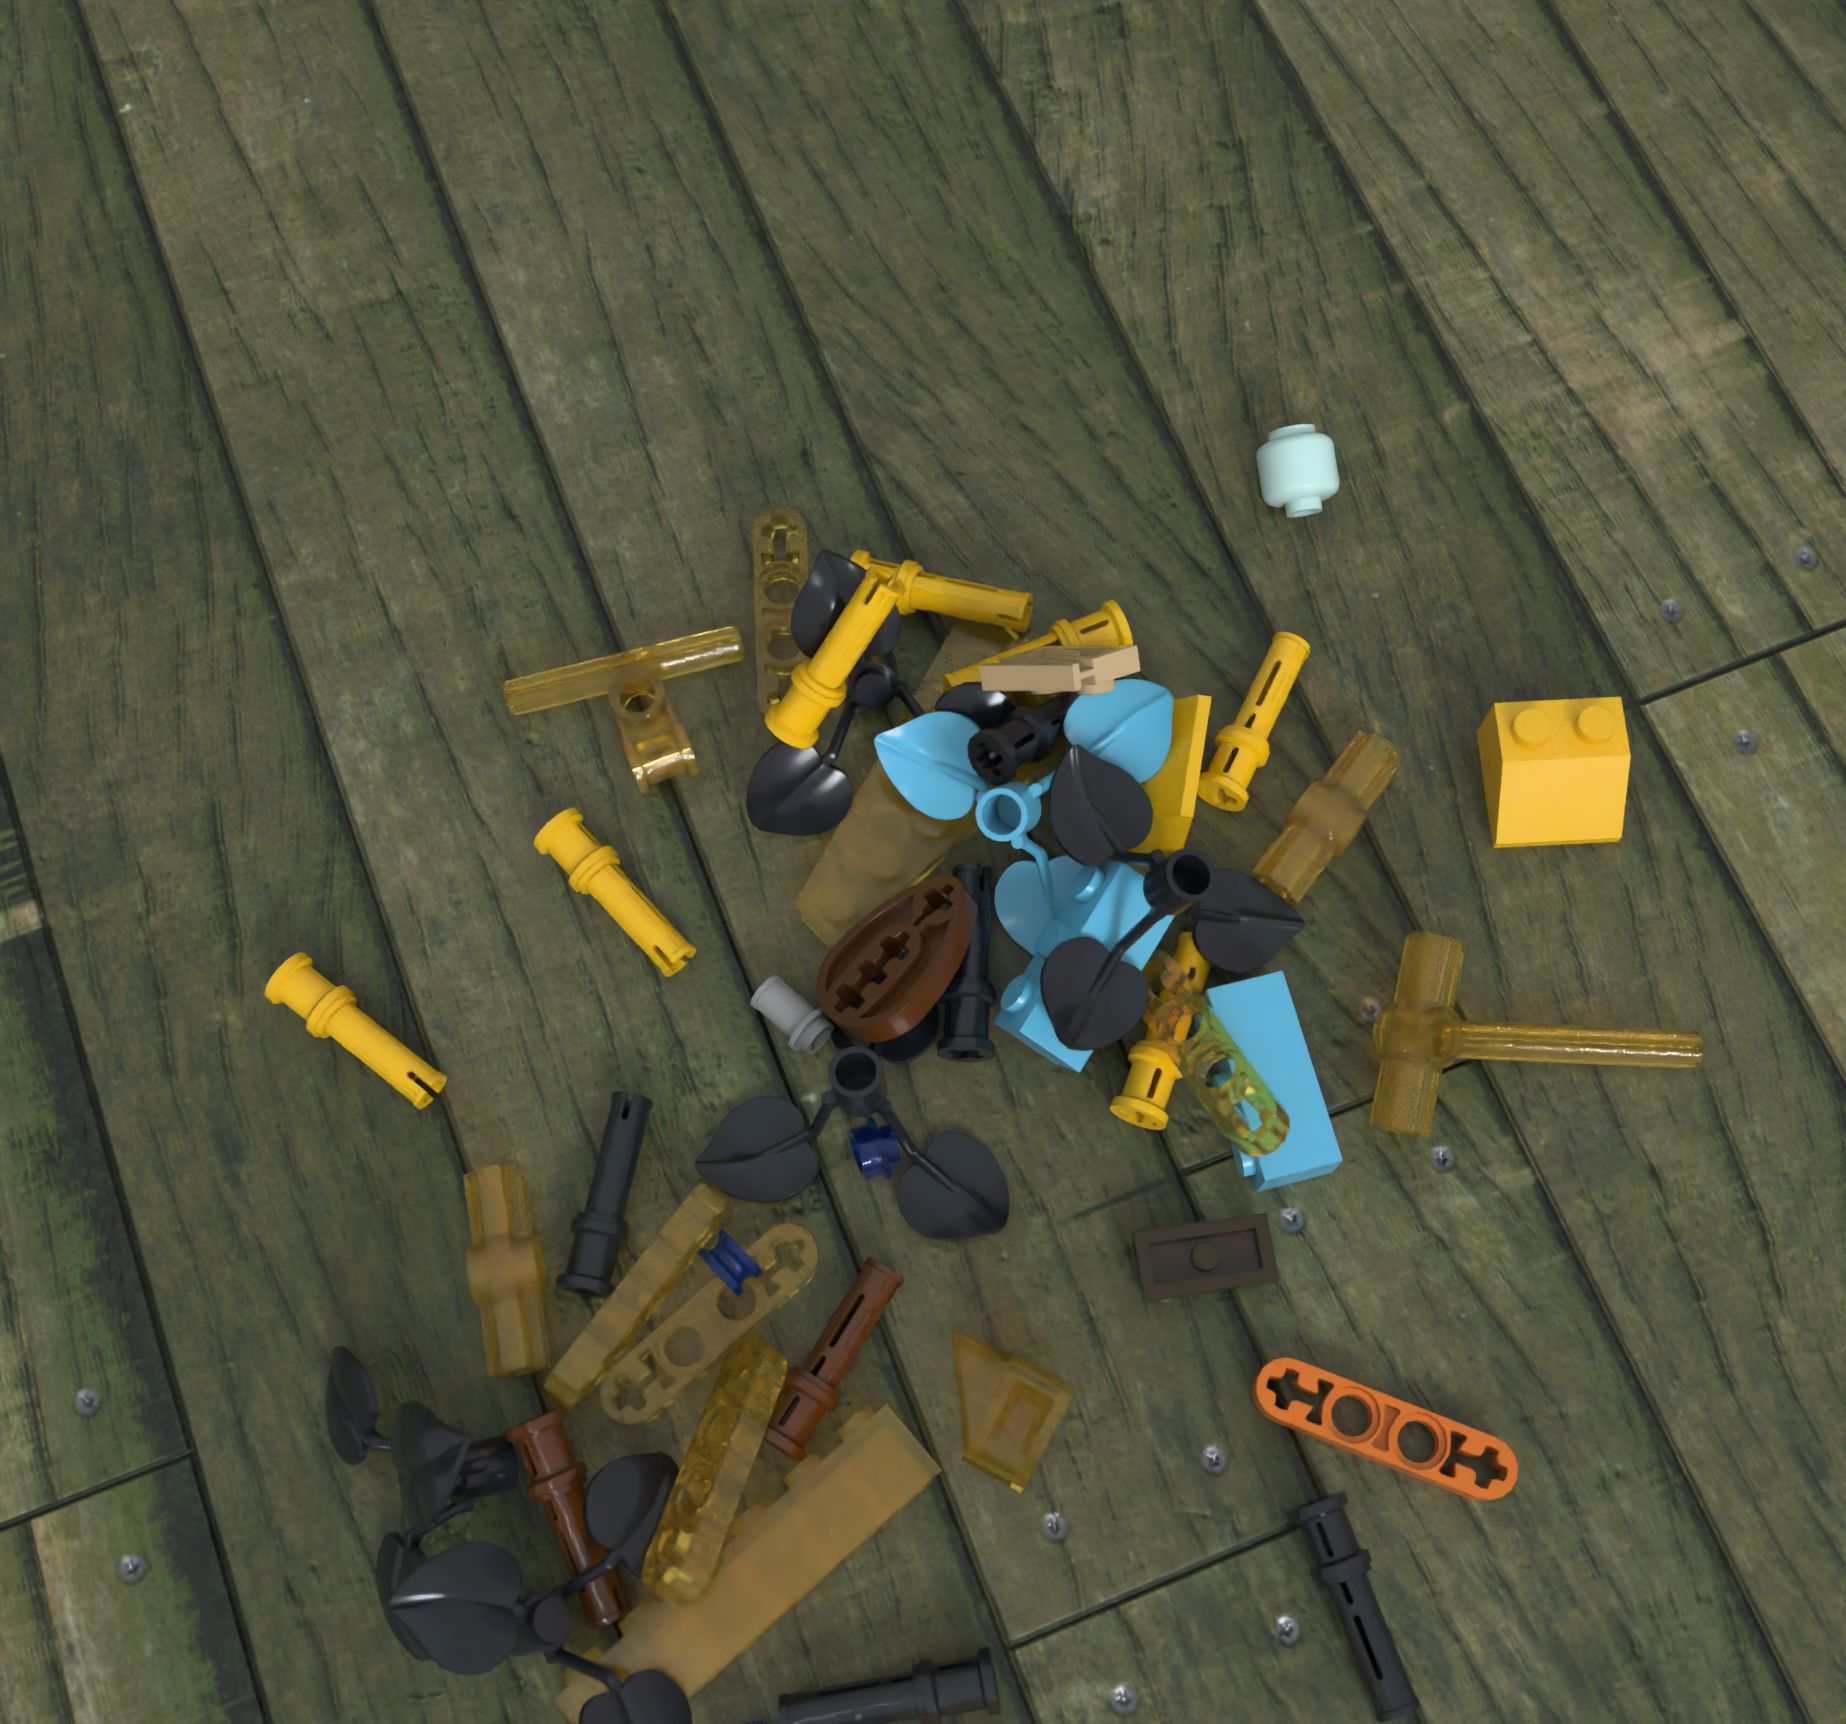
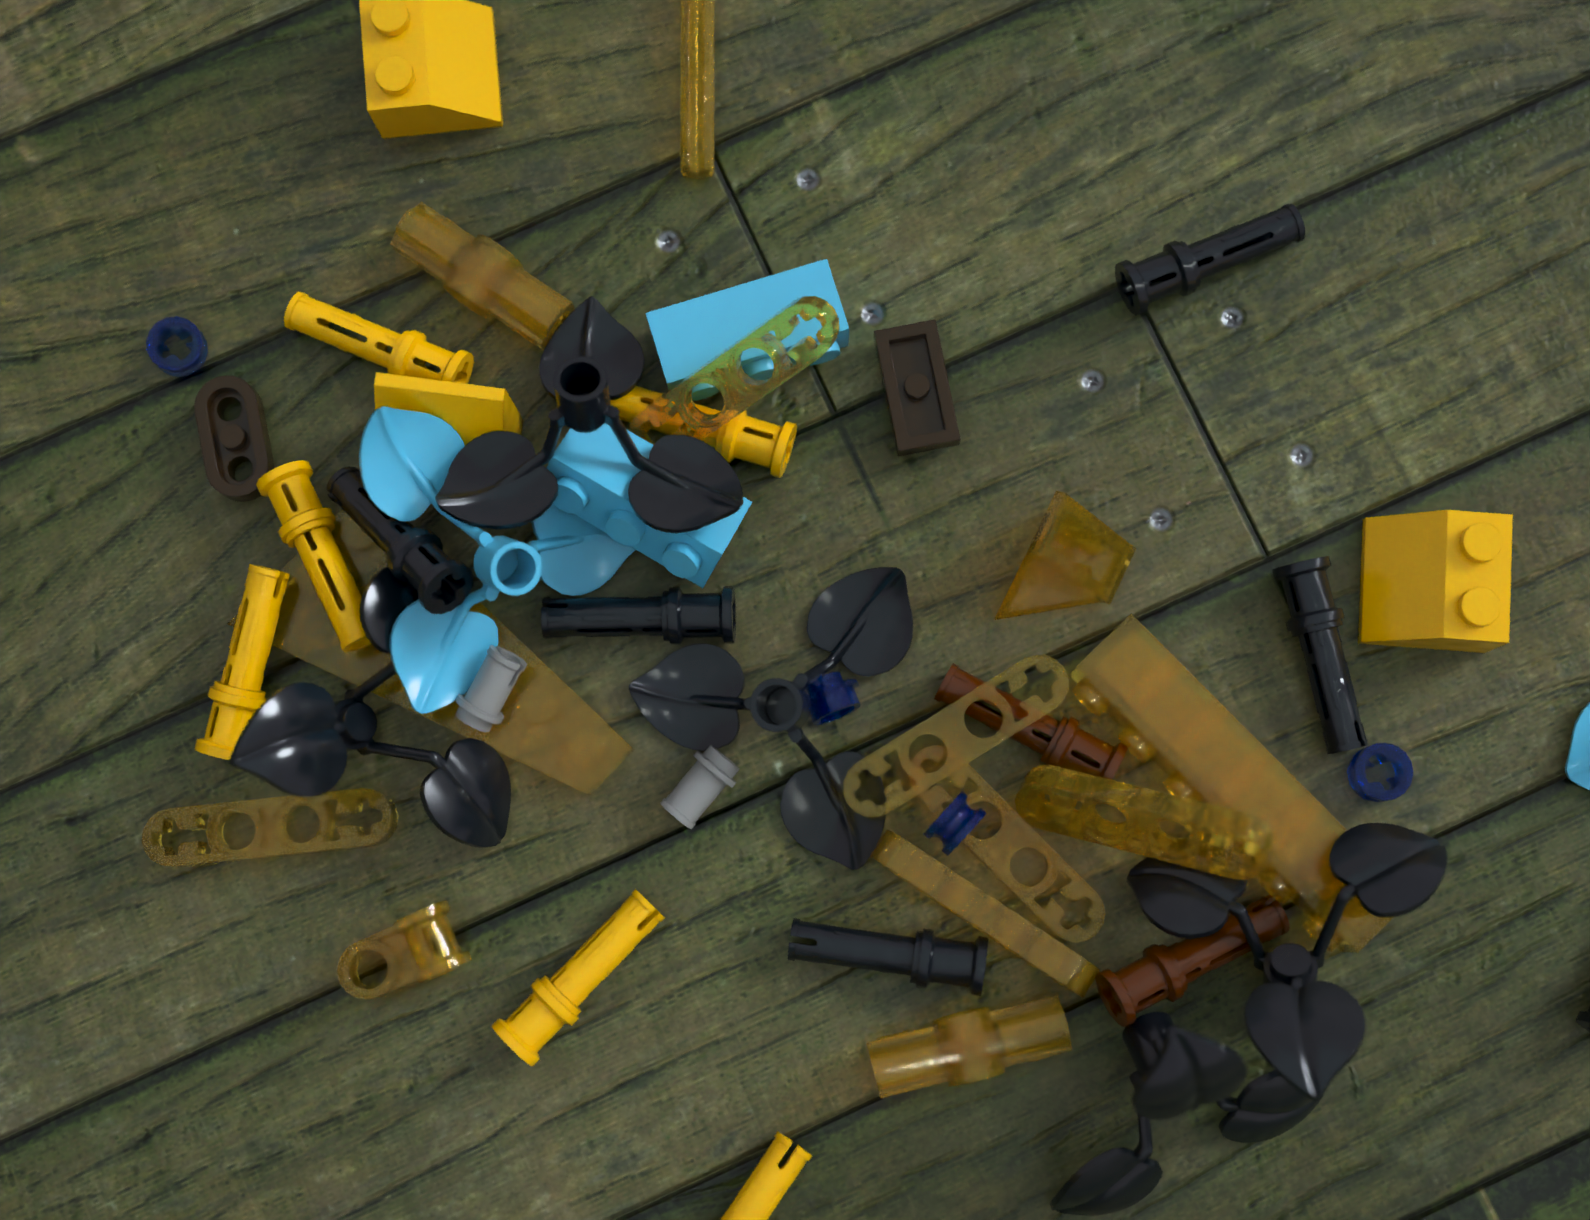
camera: 90 degrees left, 10 degrees up
(594, 676) = (333, 1004): clear yellow axle -> none
(816, 1273) = (951, 729): none -> clear yellow beam
(821, 681) = (365, 764): yellow pin -> none
(886, 804) = (490, 689): none -> light grey pin
(904, 923) = (674, 663): reddish brown piece -> none
(1062, 668) = (350, 520): tan plate -> none
(1158, 586) = (232, 442): none -> dark brown plate
(1257, 521) = (182, 329): none -> clear blue bush
(1297, 470) = (101, 302): light aqua head -> none
(1381, 1434) = (1056, 232): orange beam -> none
(1418, 1034) = (699, 192): clear yellow piece -> none

